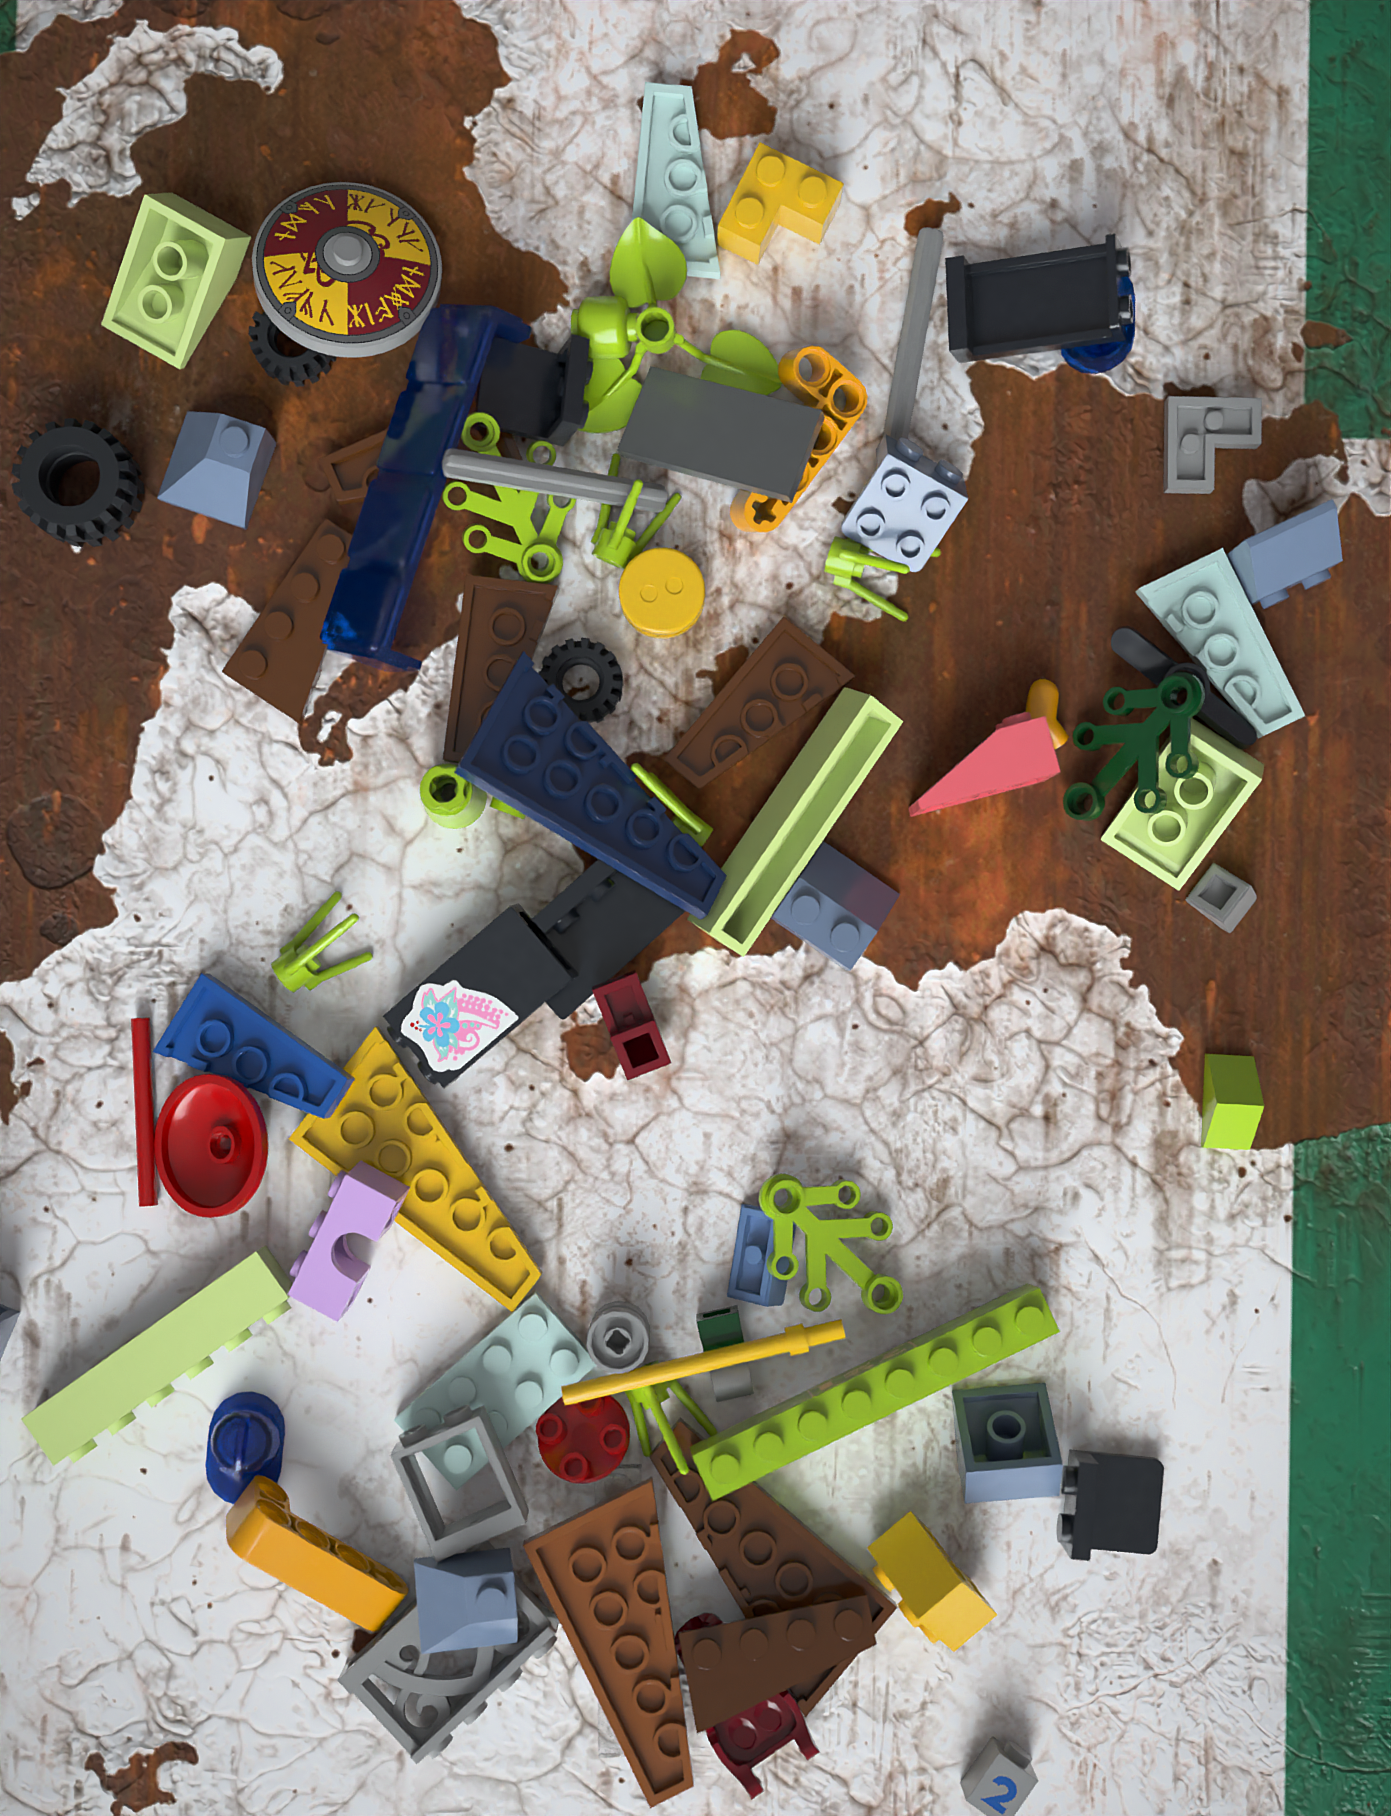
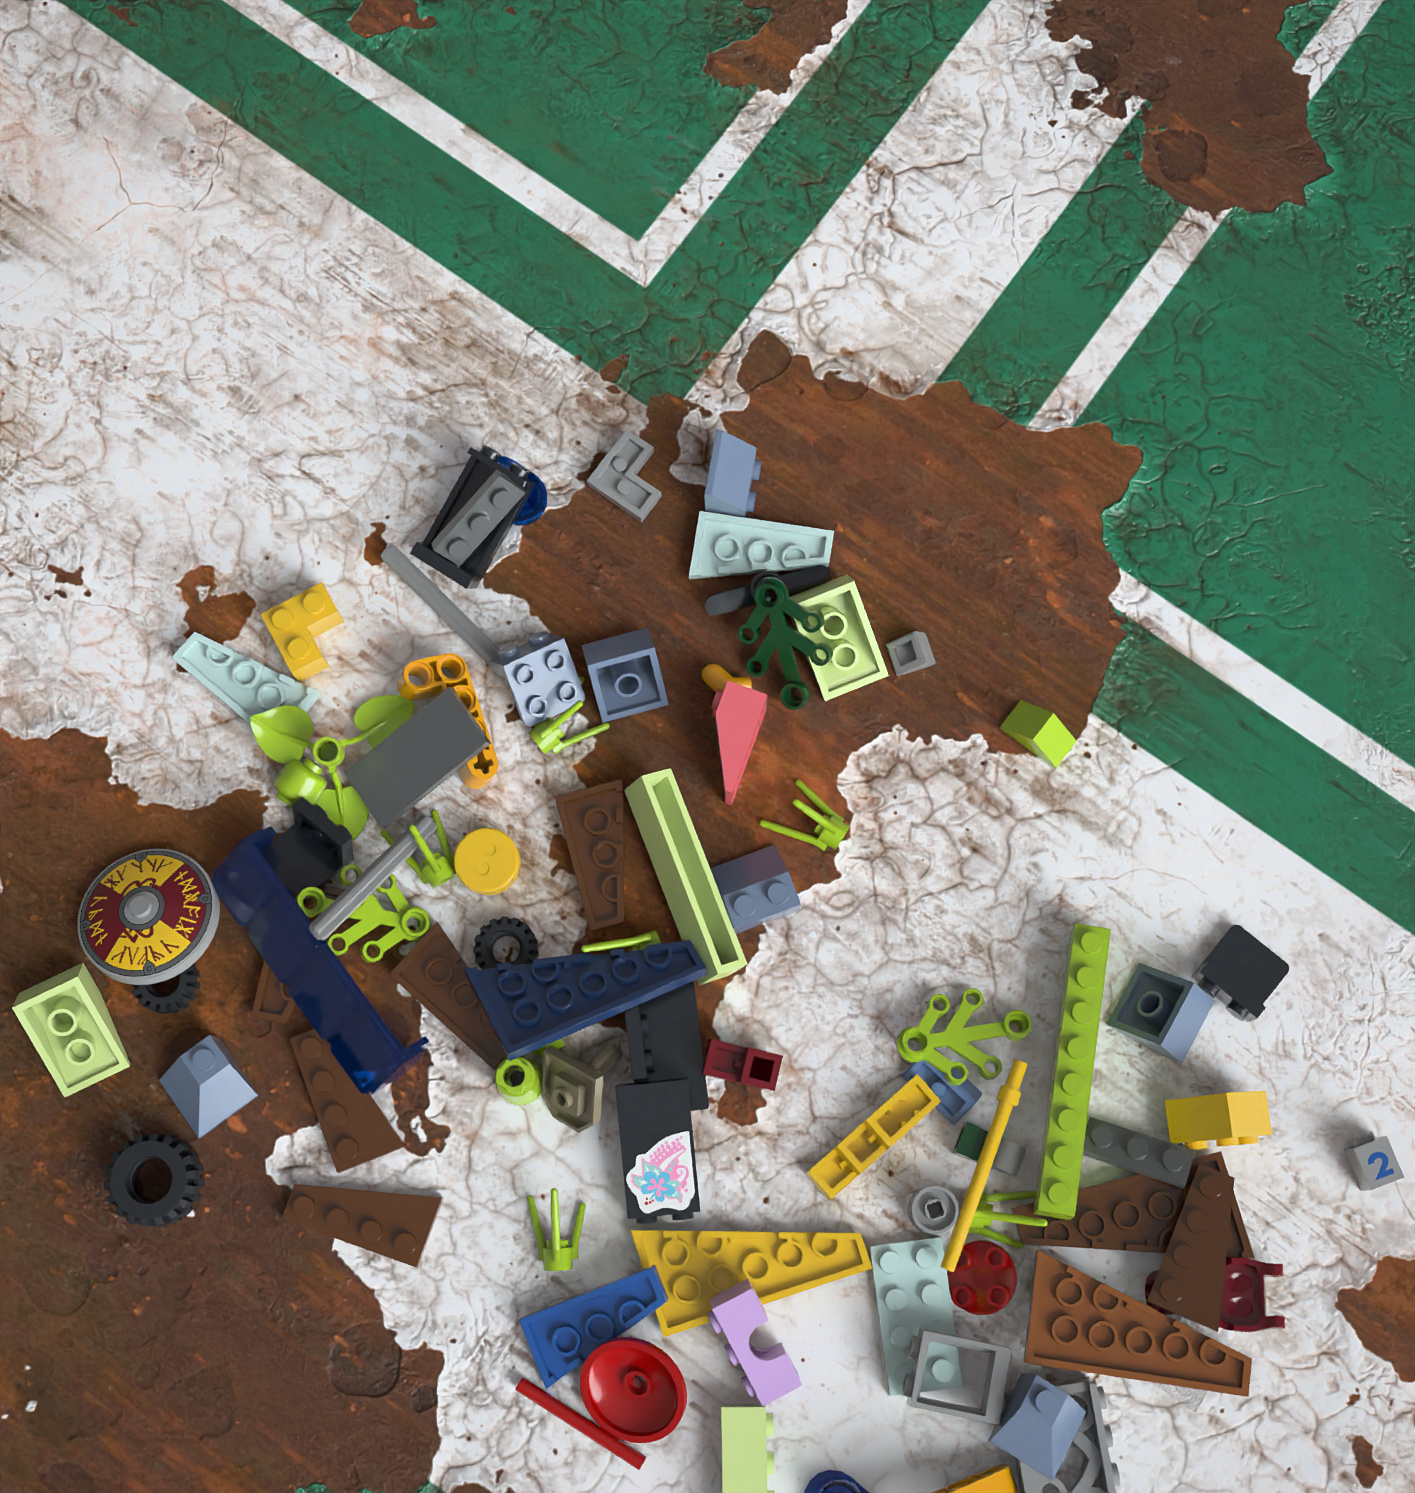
camera: 50 degrees left, 10 degrees down
(200, 749) = (372, 1220): none -> reddish brown wing
(483, 863) = (574, 1087): none -> dark tan piece
(653, 1219) = (873, 1137): none -> yellow slope
(834, 1520) = (1137, 1152): none -> dark grey plate
(958, 943) = (830, 827): none -> lime plant
(975, 596) = (625, 674): none -> sand blue slope
(1039, 303) = (478, 517): none -> plate

